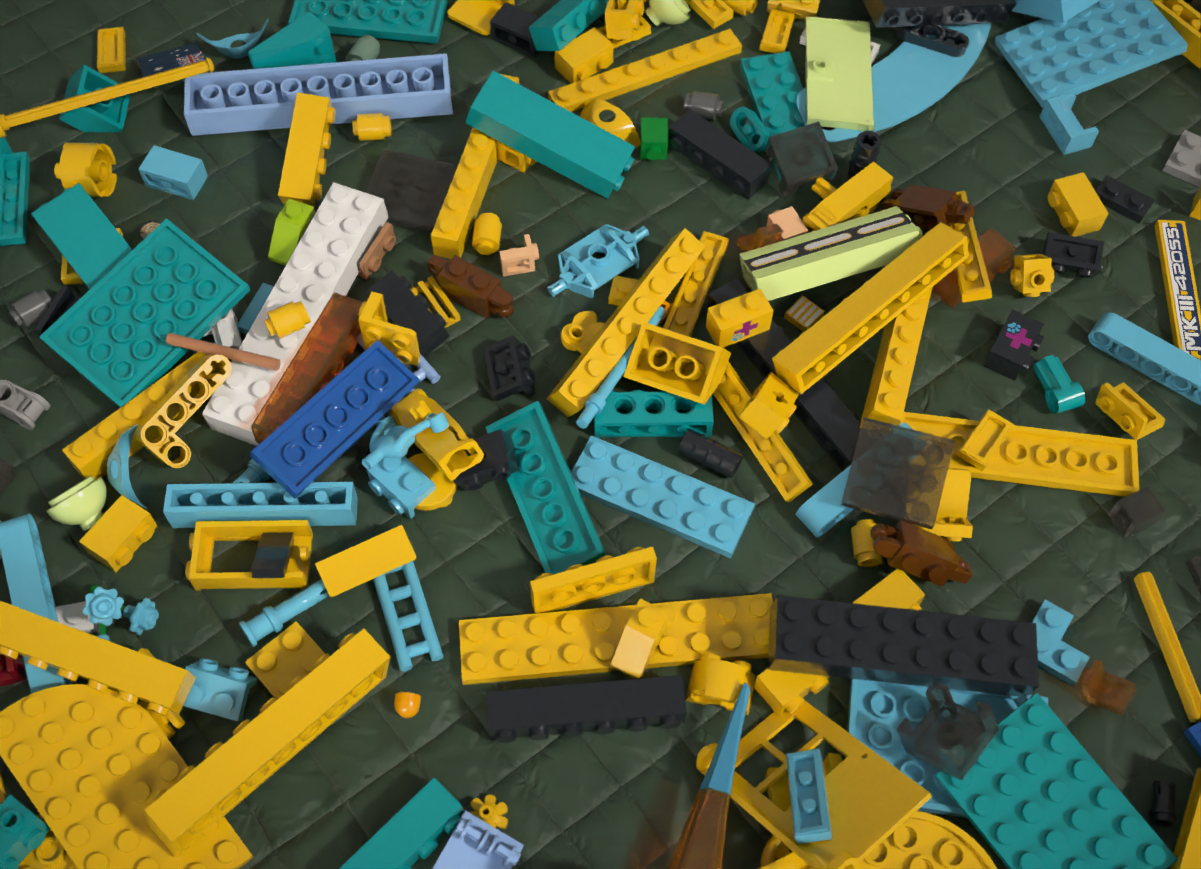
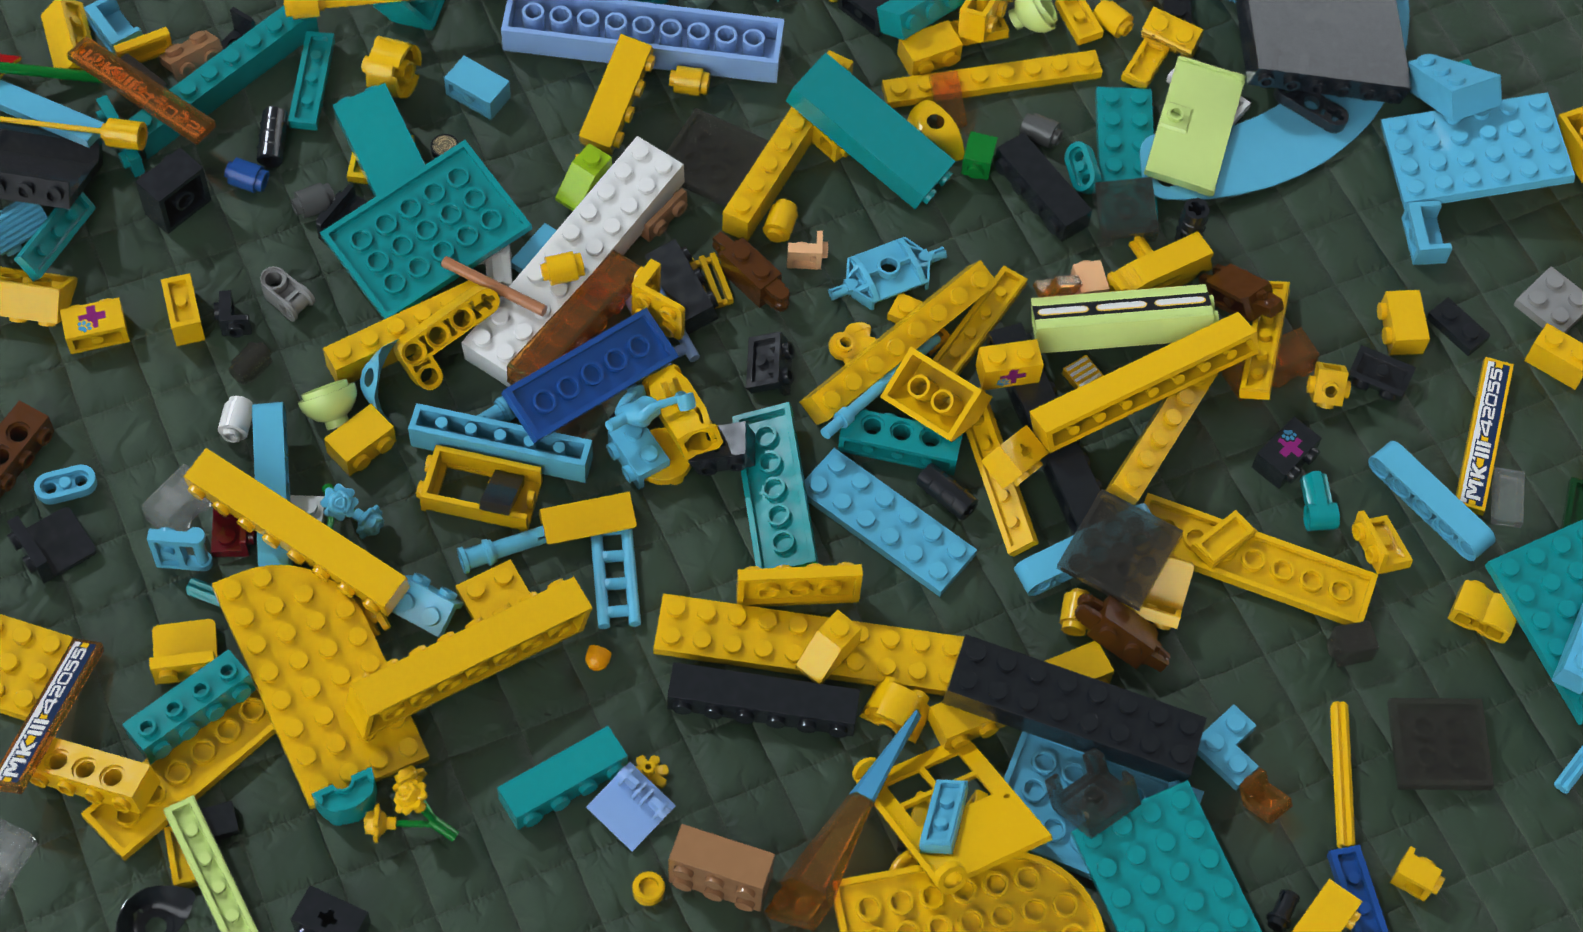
camera: 10 degrees right, 0 degrees up
(610, 89) = (948, 95): none -> clear orange tile

